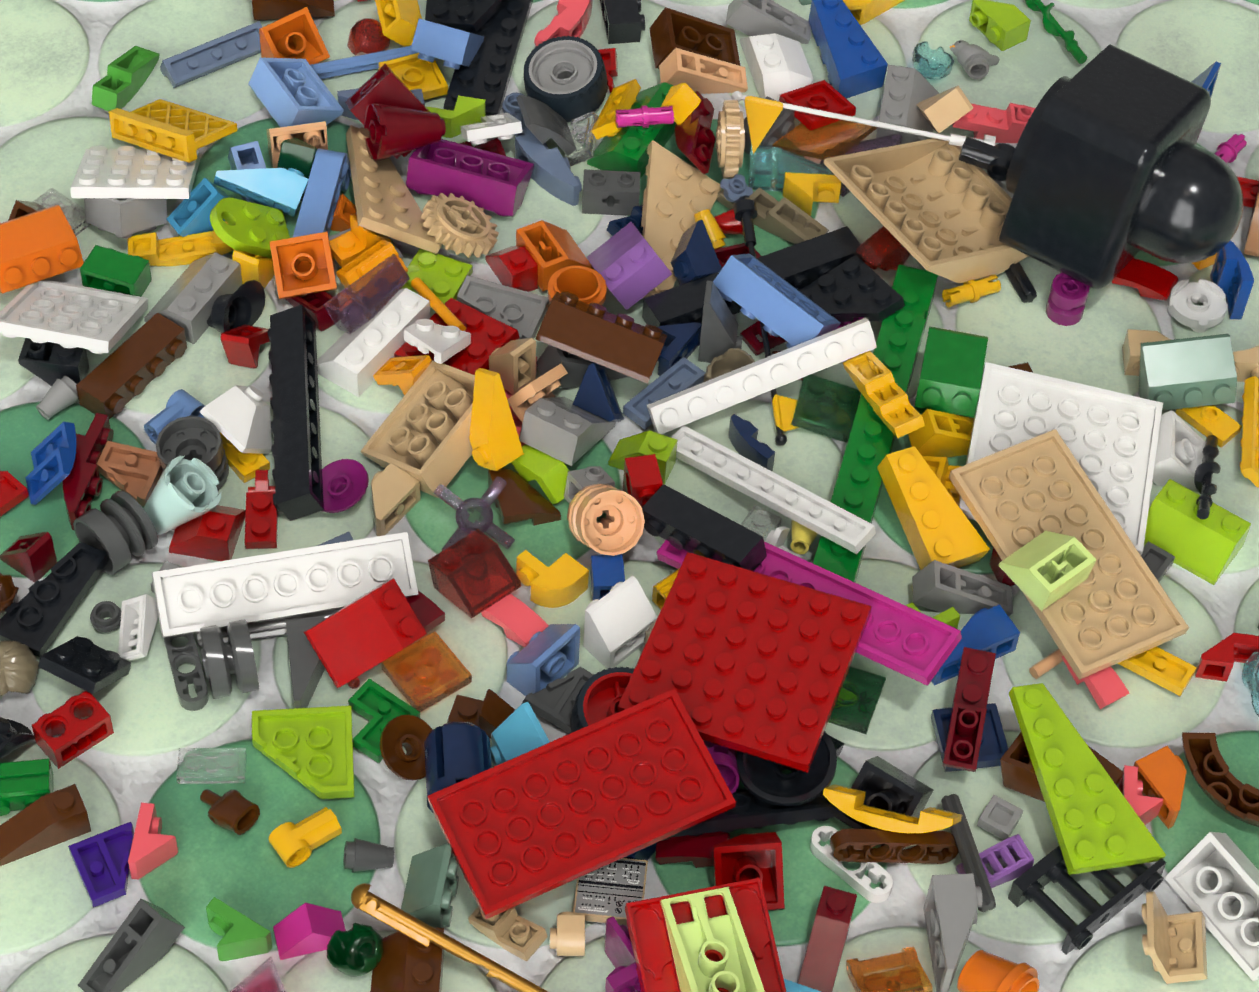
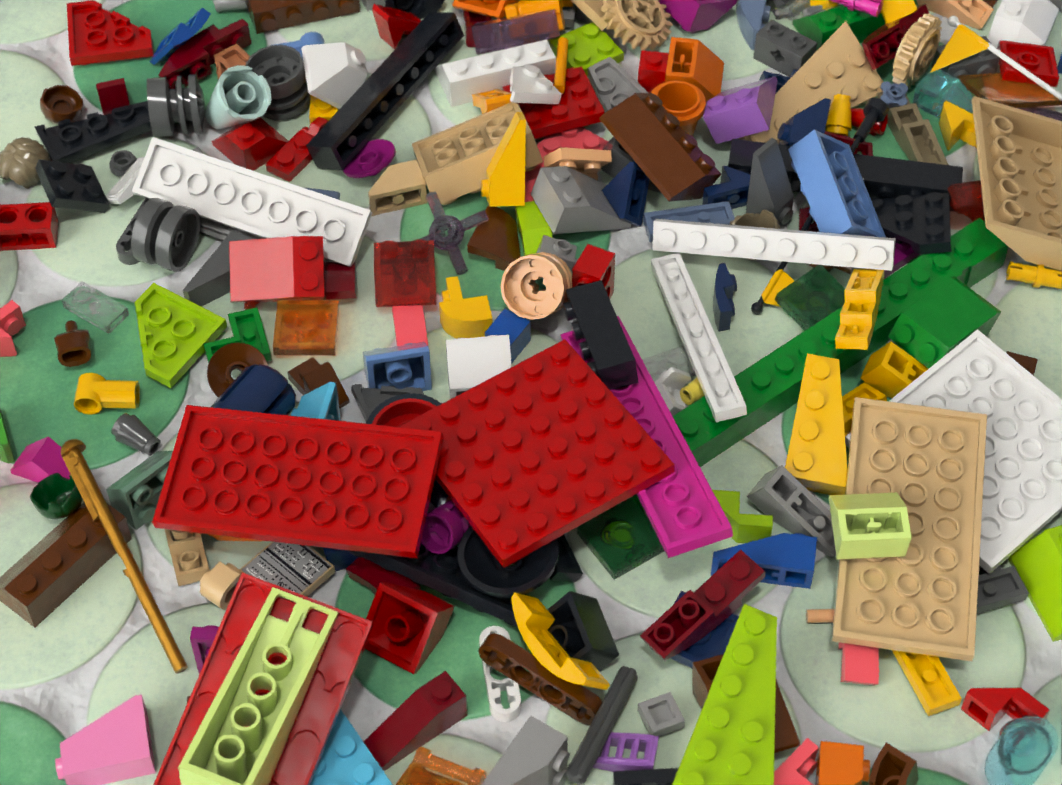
camera: 40 degrees right, 0 degrees up
(515, 363) = (575, 131): tan slope -> none
(647, 444) = (632, 263): lime slope -> none

